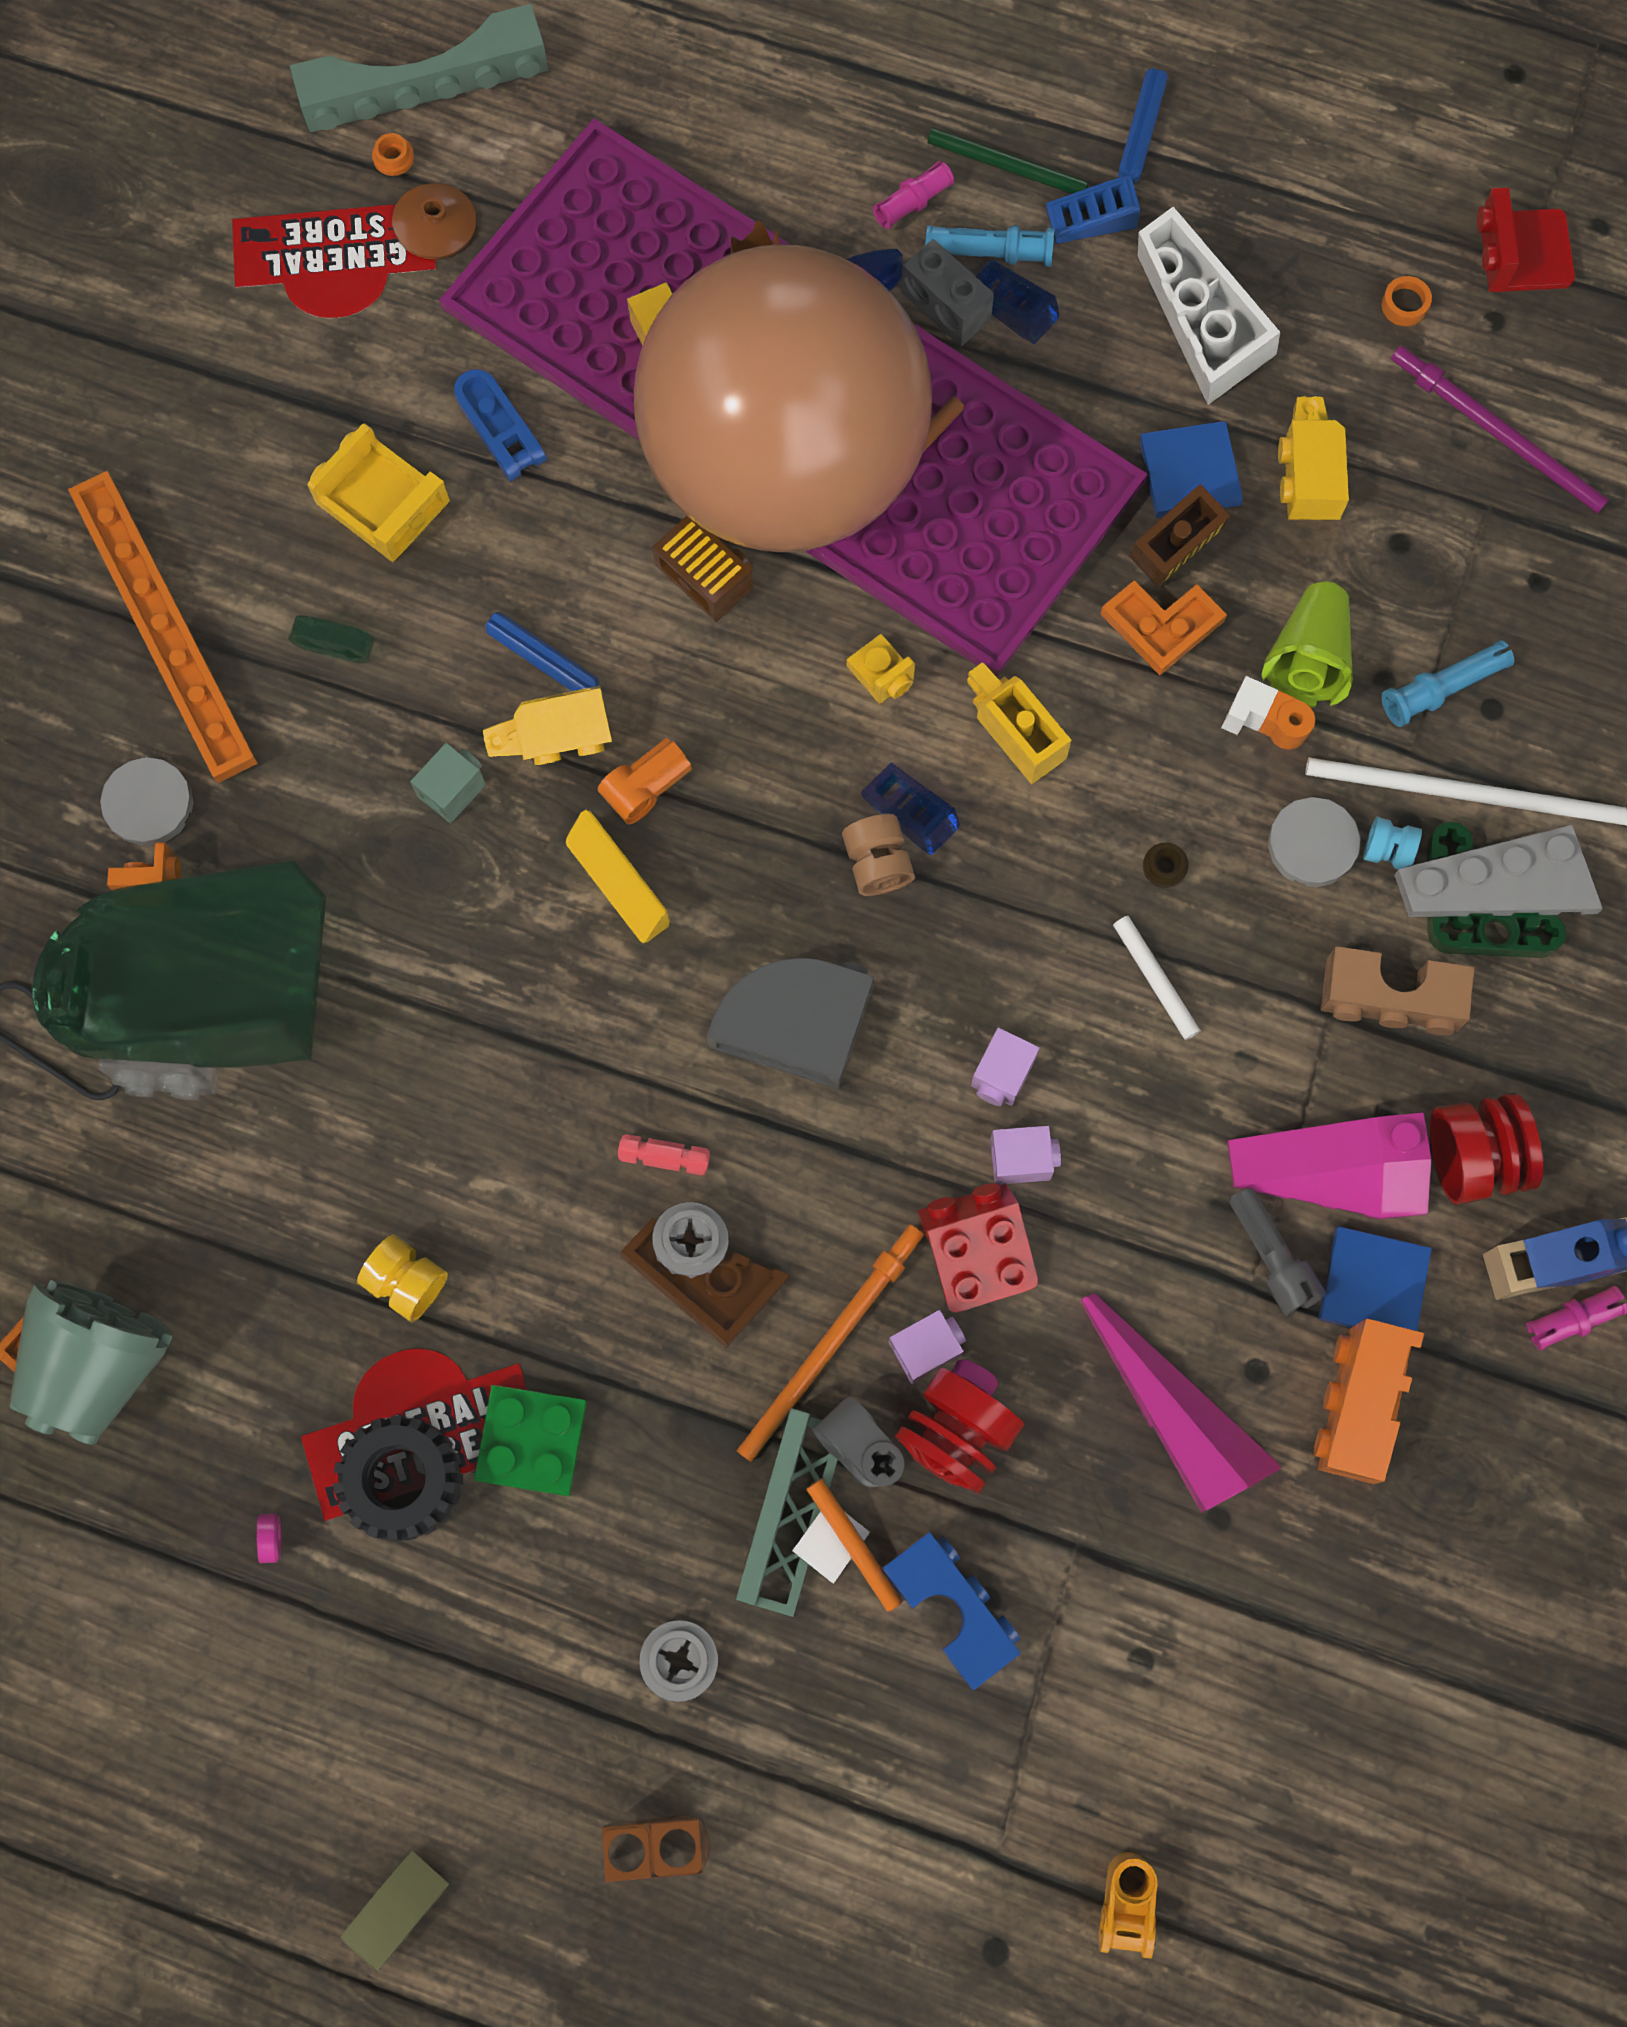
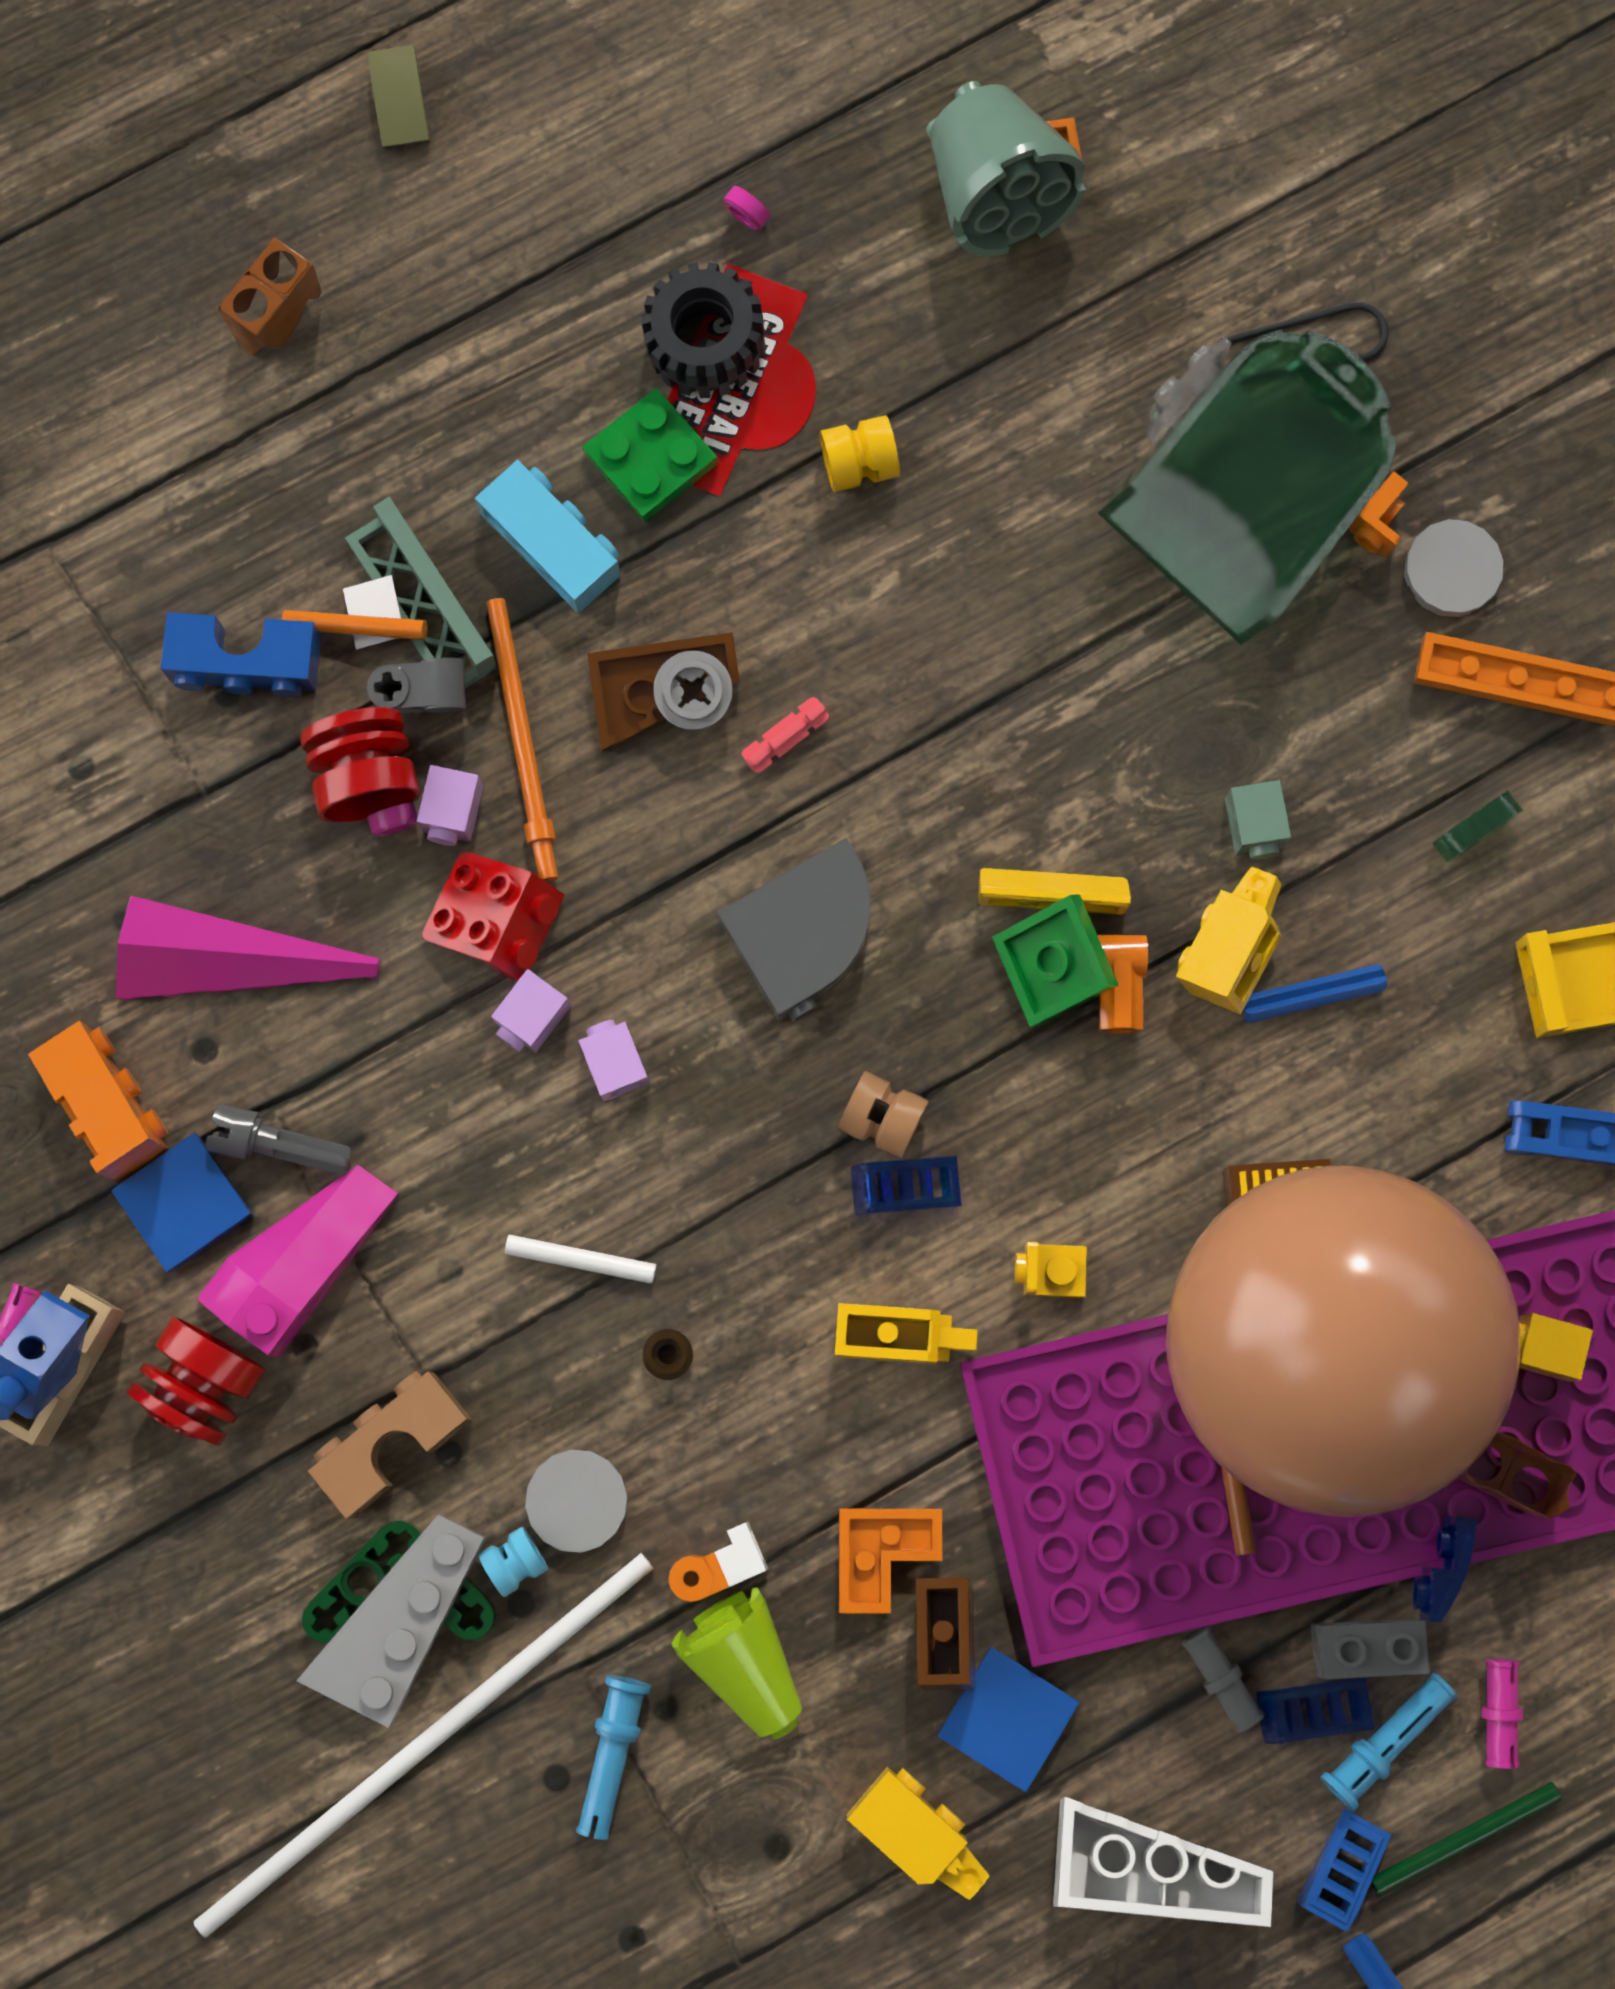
camera: 130 degrees right, 5 degrees up
(656, 1667) = (401, 412): light grey gear -> none
(659, 1456) = (549, 535): none -> medium azure brick
(669, 828) = (1055, 960): none -> green plate
(1046, 361) = (1223, 1679): none -> dark grey pin

